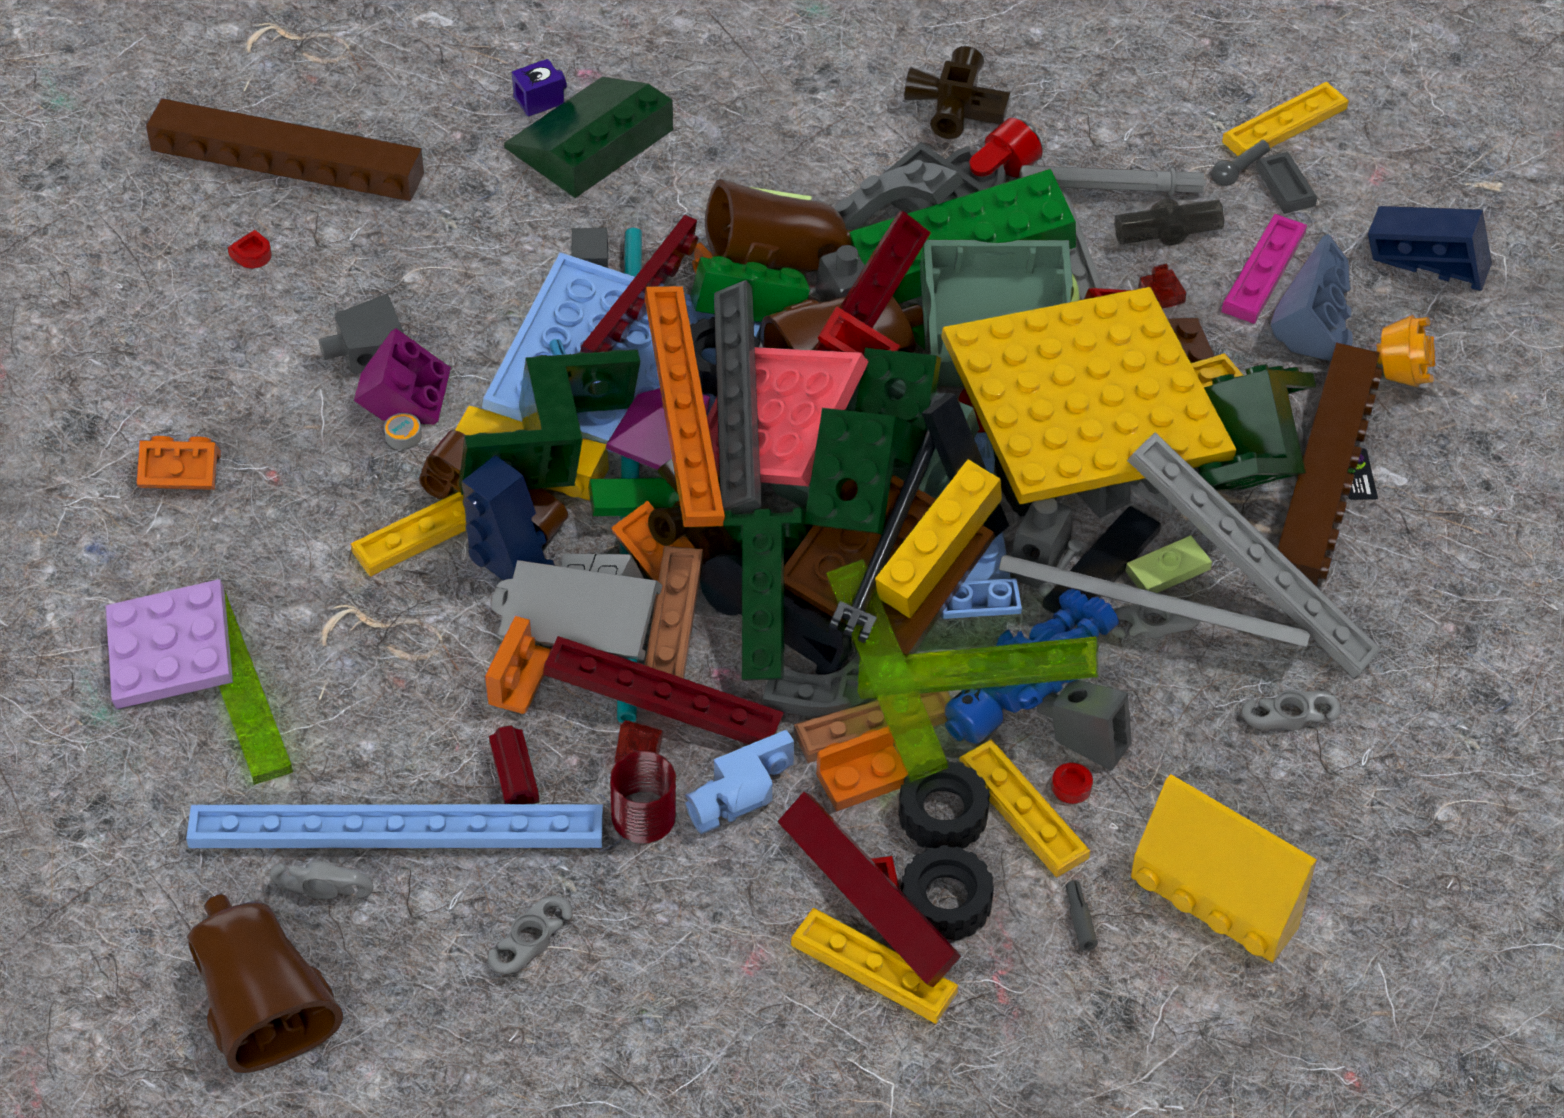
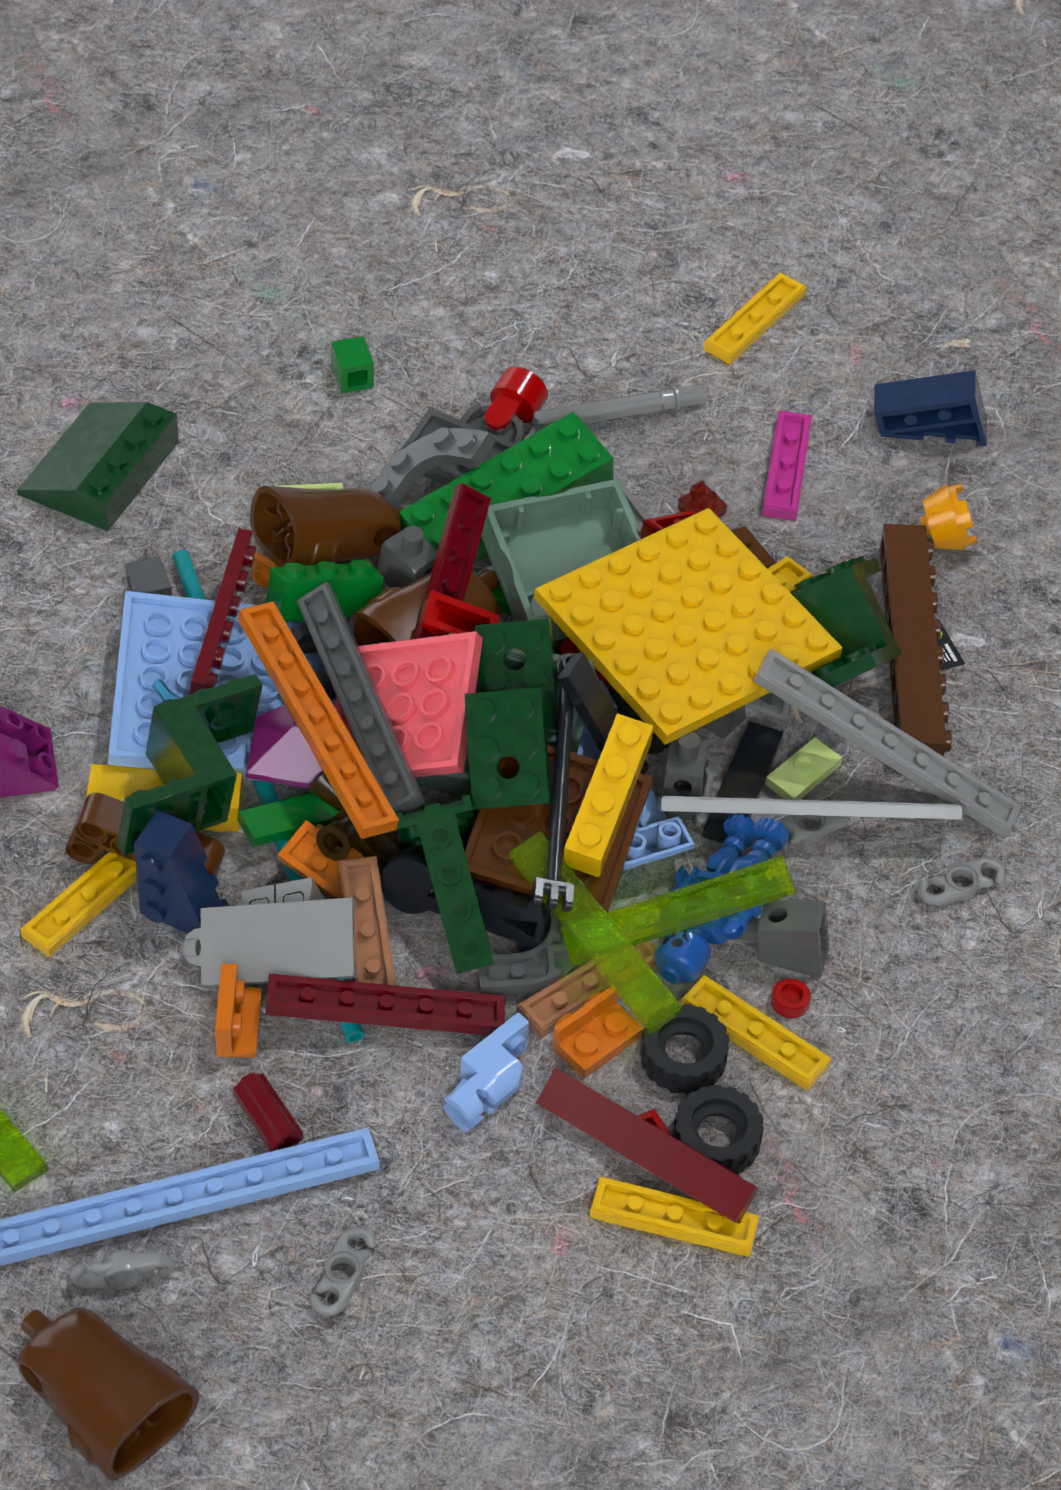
camera: 20 degrees left, 0 degrees up
(402, 431) = (27, 803): light grey tile -> none
(538, 87) = (32, 426): dark purple brick -> none
(626, 813) = (402, 1134): dark red piece -> none
(637, 737) = (380, 1062): clear red tile -> none
(863, 88) = (352, 364): none -> green brick
(957, 94) = (445, 352): dark brown brick -> none
(1081, 916) = (845, 1122): dark grey piece -> none
(1169, 221) = (686, 438): clear smoke piece -> none
(1223, 869) = (965, 1045): yellow slope -> none
(1227, 172) = (719, 378): dark grey bar -> none
(1286, 182) = (777, 377): dark grey tile -> none
(1314, 306) = (846, 493): sand blue wedge -> none

